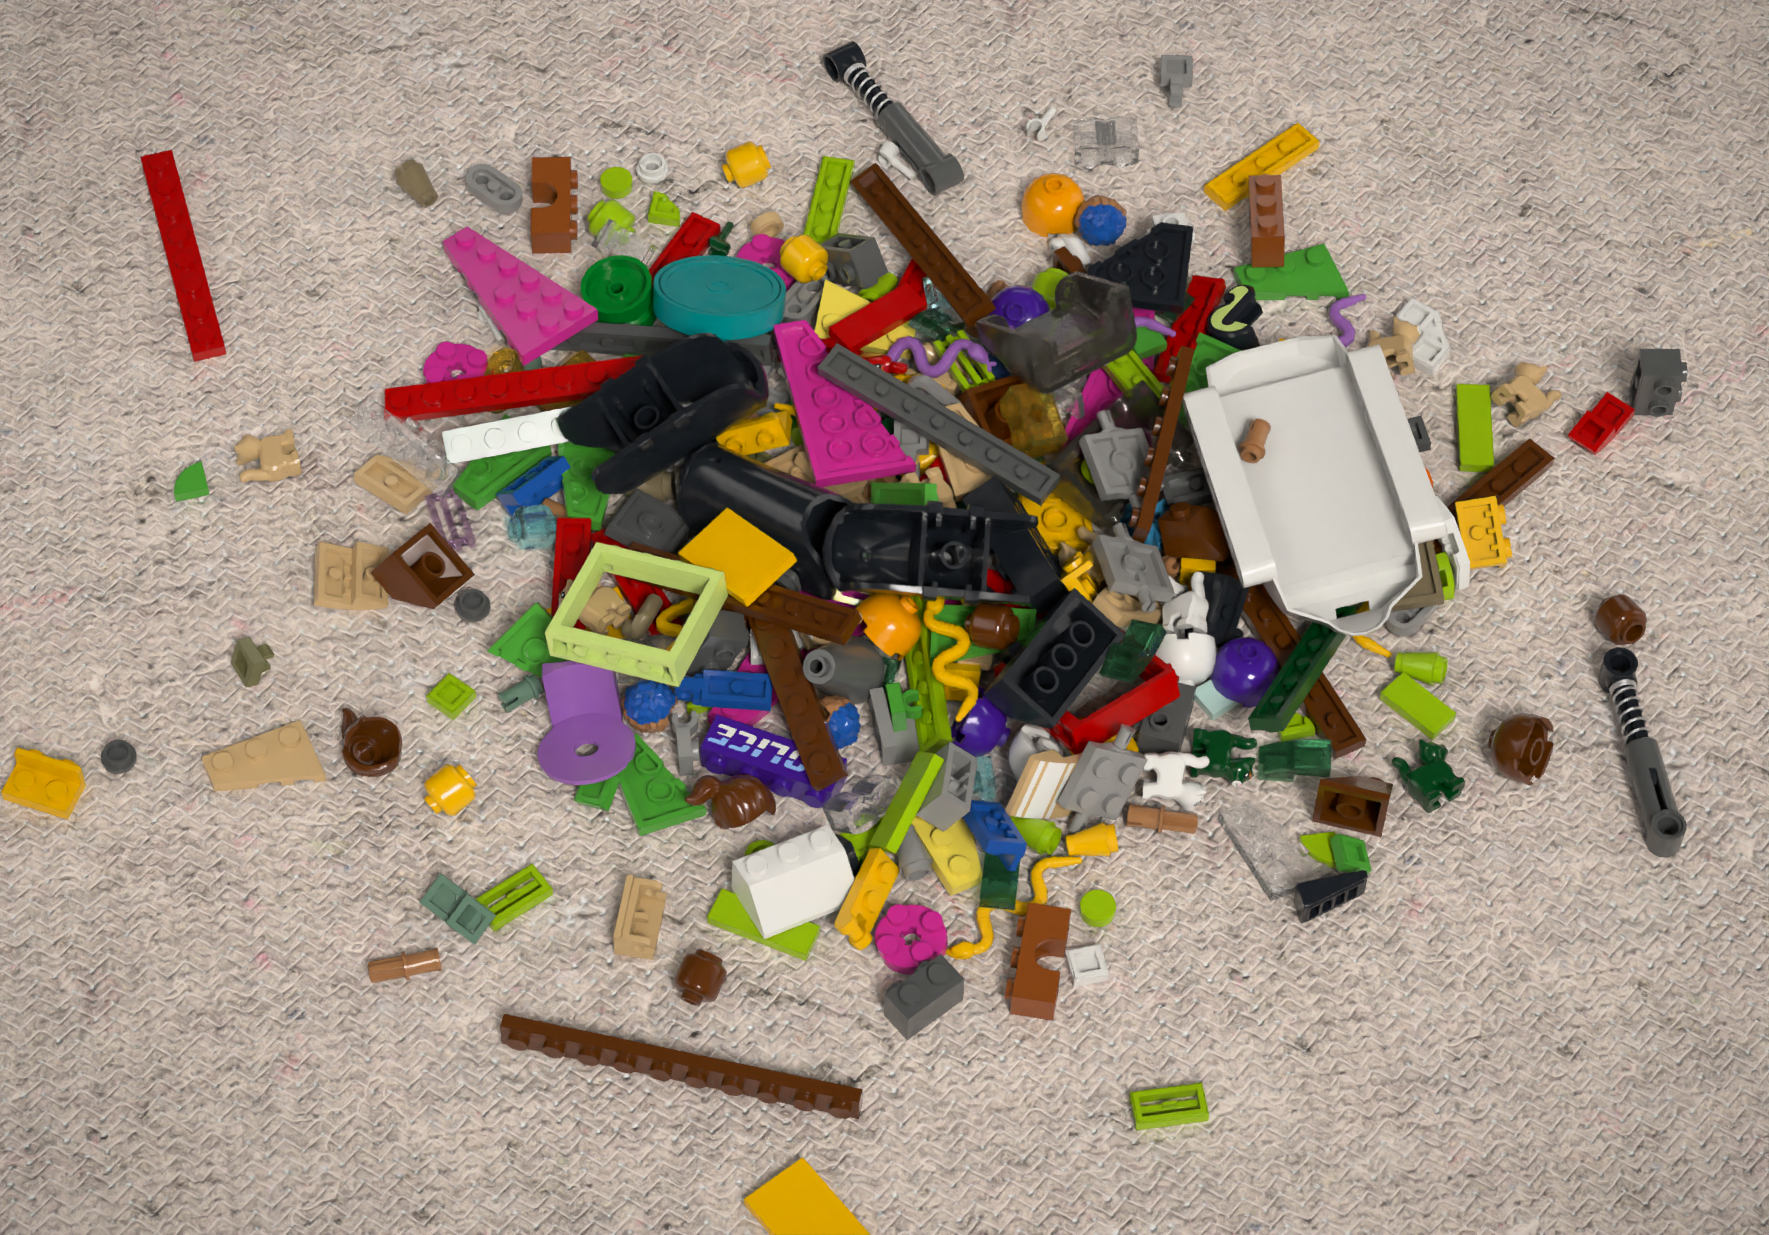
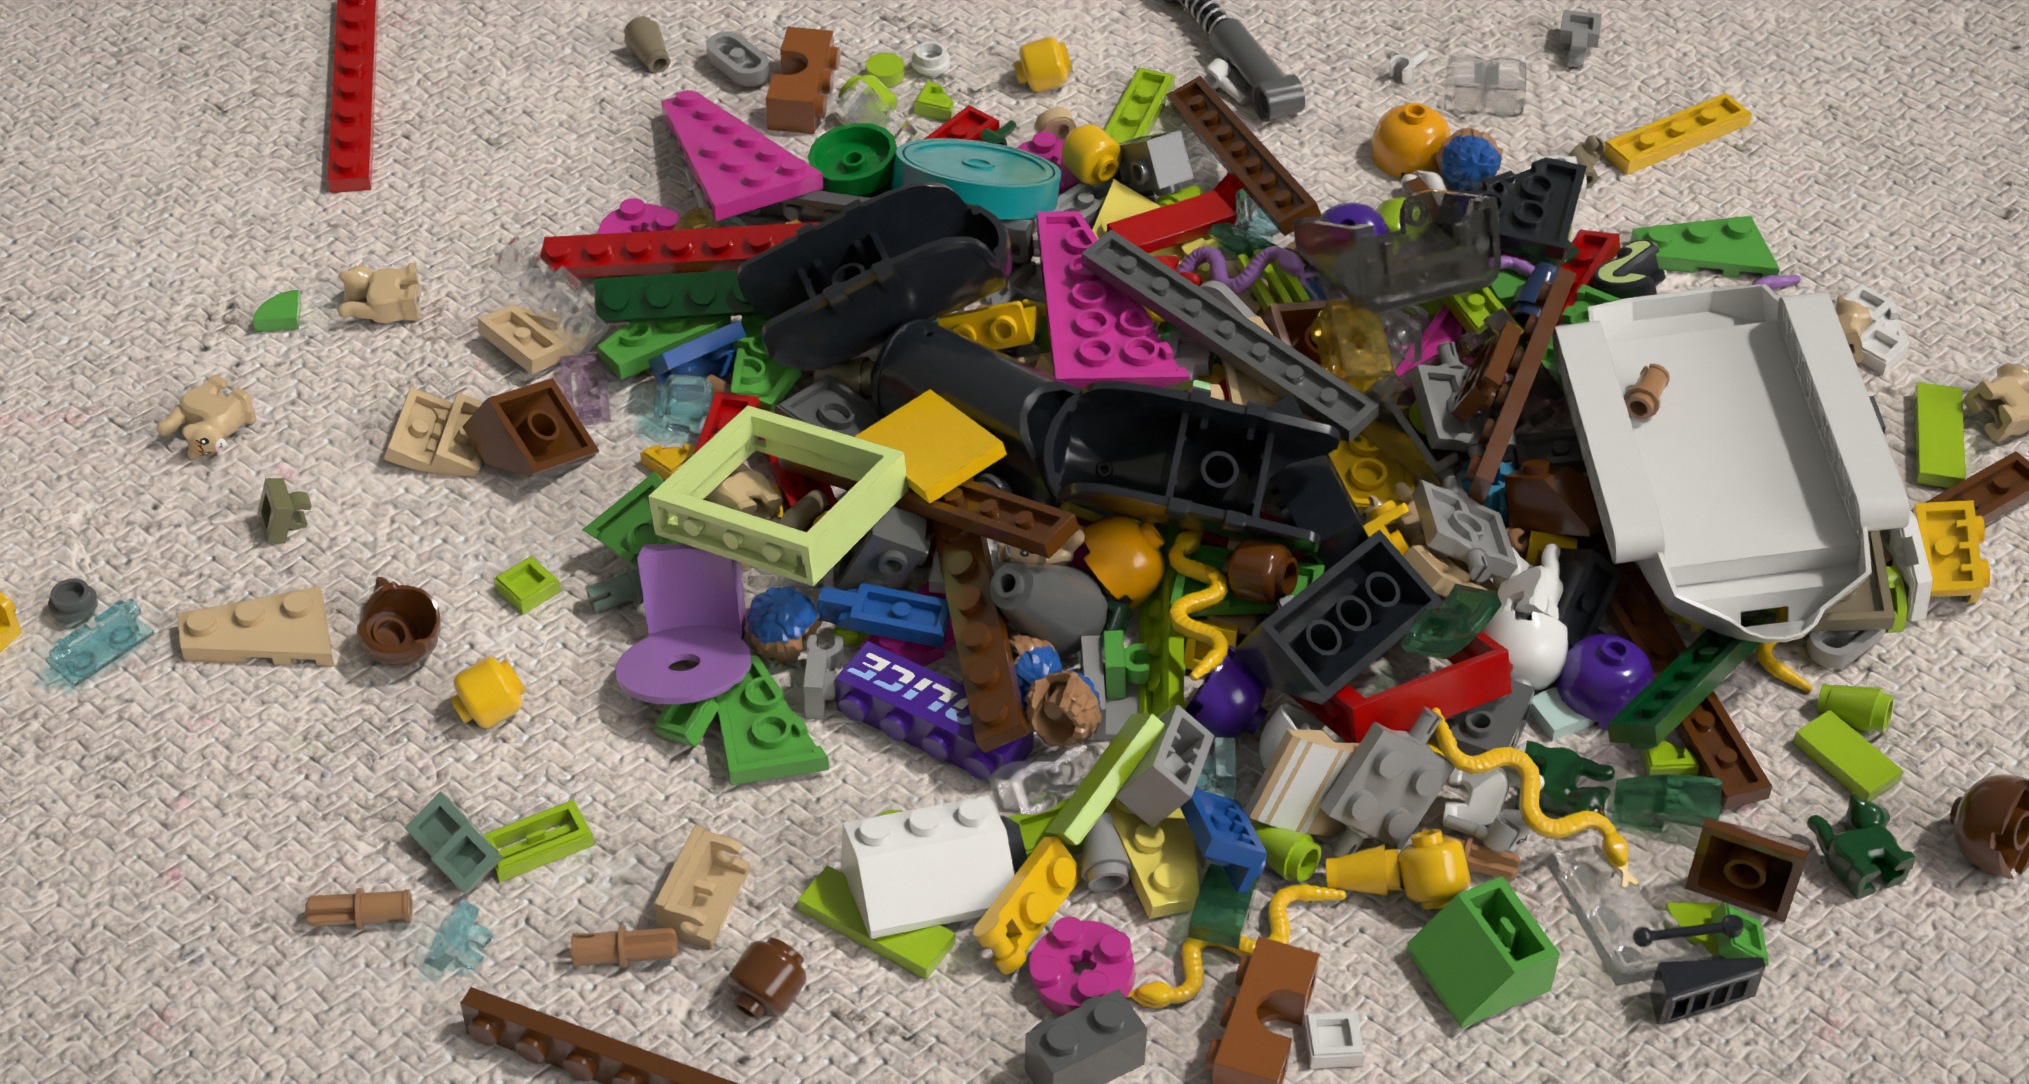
camera: 10 degrees right, 10 degrees down
(152, 789) = (92, 649): none -> clear light blue hinge
(171, 585) = (209, 416): none -> tan animal
(473, 605) = (585, 483): dark grey plate -> none
(477, 978) = (454, 938): none -> clear light blue tile
(532, 576) = (666, 460): none -> yellow tile
(595, 967) = (623, 946): none -> medium nougat axle
(734, 799) = (866, 749): reddish brown hair -> none
(869, 752) = (1063, 708): none -> medium nougat piece
(1097, 908) = (1359, 963): lime tile -> none
(1136, 438) = (1486, 373): none -> reddish brown plate
(1140, 835) = (1433, 869): none -> yellow head
(1167, 345) = (1524, 302): none -> dark blue cone
(1180, 892) = (1484, 953): none -> bright green slope
(1181, 805) = (1498, 837): none -> light grey hand
(1190, 202) = (1588, 154): none -> dark tan arm
(1260, 799) = (1613, 845): none -> yellow animal
(1266, 221) = (1679, 178): dark orange arch -> none
(1343, 850) = (1730, 926): none -> black hinge

